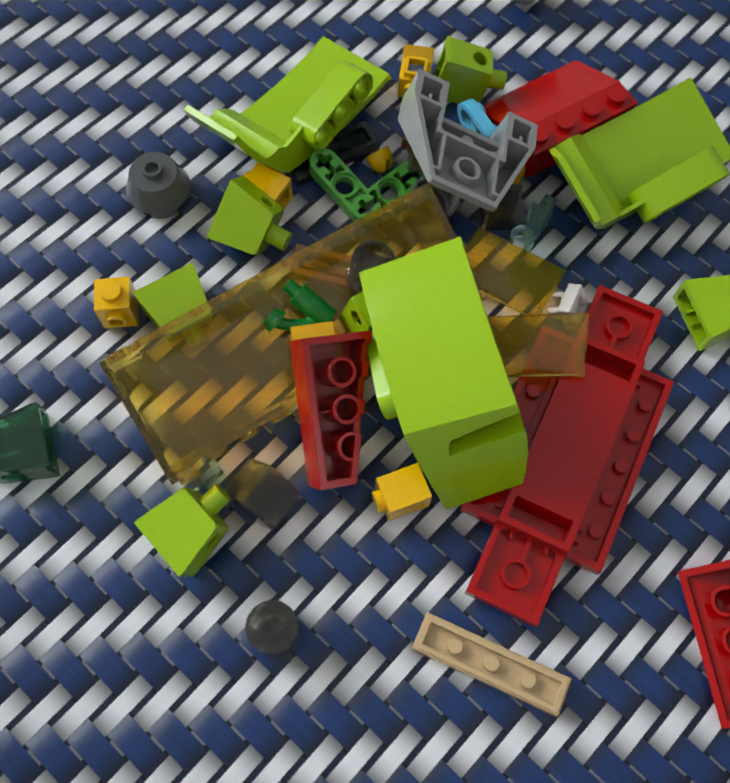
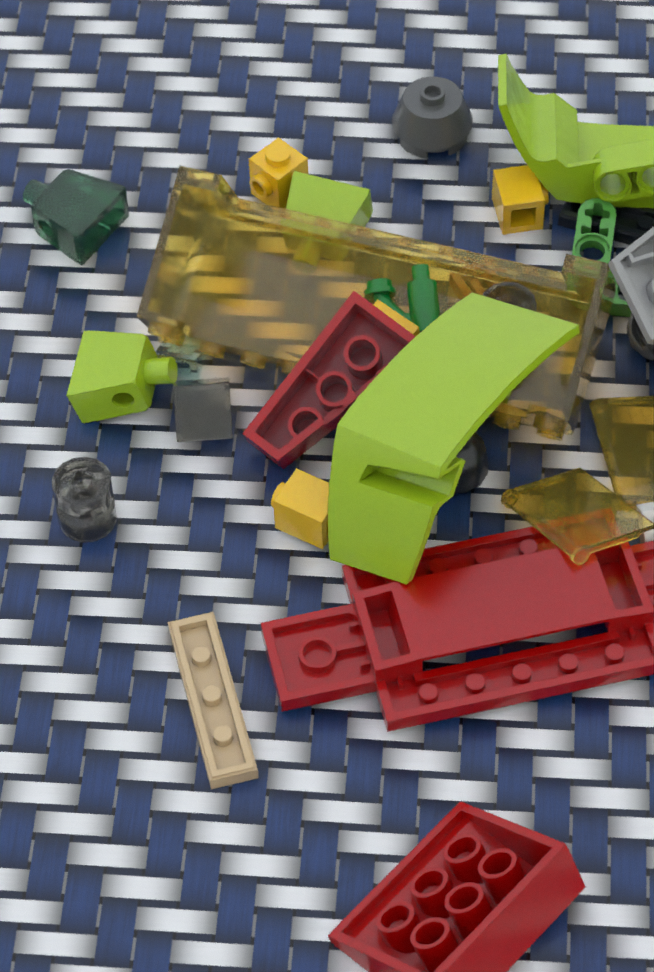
camera: 55 degrees right, 15 degrees down
(248, 219) = (465, 200): lime torso -> none

